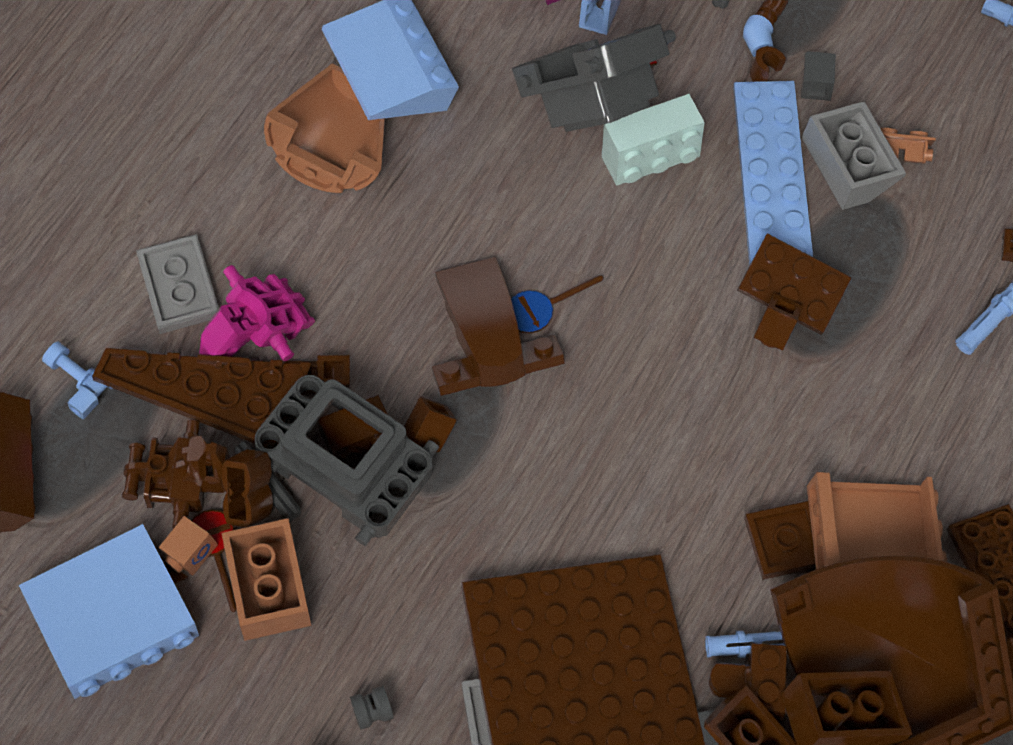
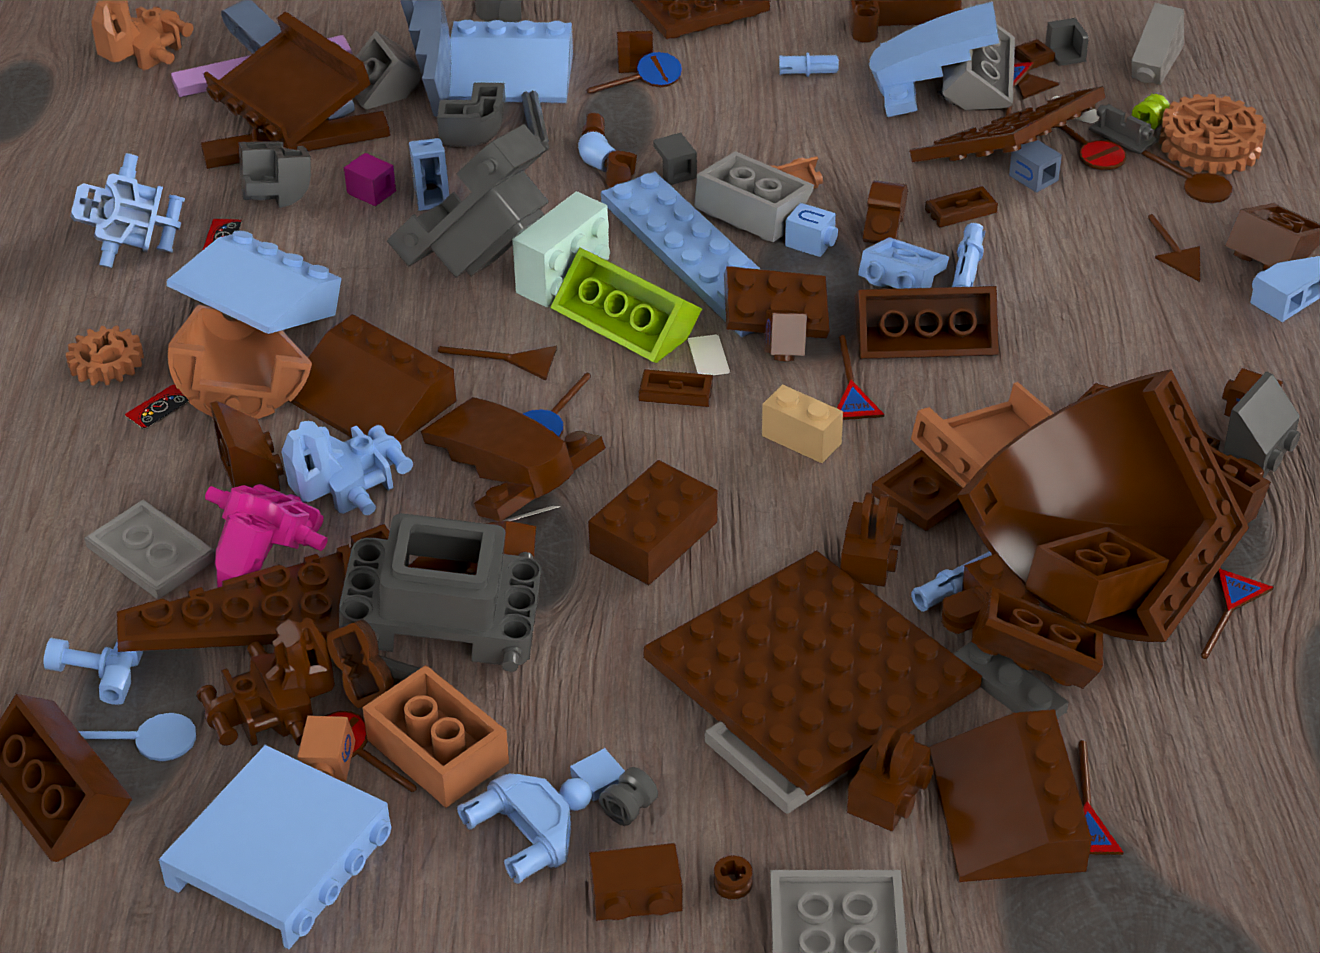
camera: 30 degrees left, 20 degrees down
(92, 465) = (158, 738): none -> light blue piece
(246, 72) = (104, 355): none -> nougat gear
(251, 143) = (157, 407): none -> sticker
(288, 230) = (245, 449): none -> reddish brown slope
(300, 685) = (536, 811): none -> light blue connector
(352, 281) = (346, 469): none -> light blue piece
(366, 672) = (598, 771): none -> light blue tile
(424, 207) = (373, 380): none -> reddish brown slope
(465, 399) = (531, 513): none -> white sticker
(551, 460) = (653, 522): none -> reddish brown brick
(569, 239) = (534, 361): none -> reddish brown piece
(648, 331) = (675, 388): none -> reddish brown tile
(672, 222) = (624, 307): none -> lime slope
(704, 572) = (870, 541): none -> reddish brown brick
(712, 304) = (708, 355): none -> white sticker
(731, 422) = (802, 423): none -> tan brick
(797, 417) = (854, 401): none -> piece
(880, 214) = (810, 230): none -> light blue brick
(908, 367) = (927, 322): none -> reddish brown slope
(930, 294) = (900, 265): none -> light blue plate
(956, 223) = (885, 211): none -> reddish brown brick

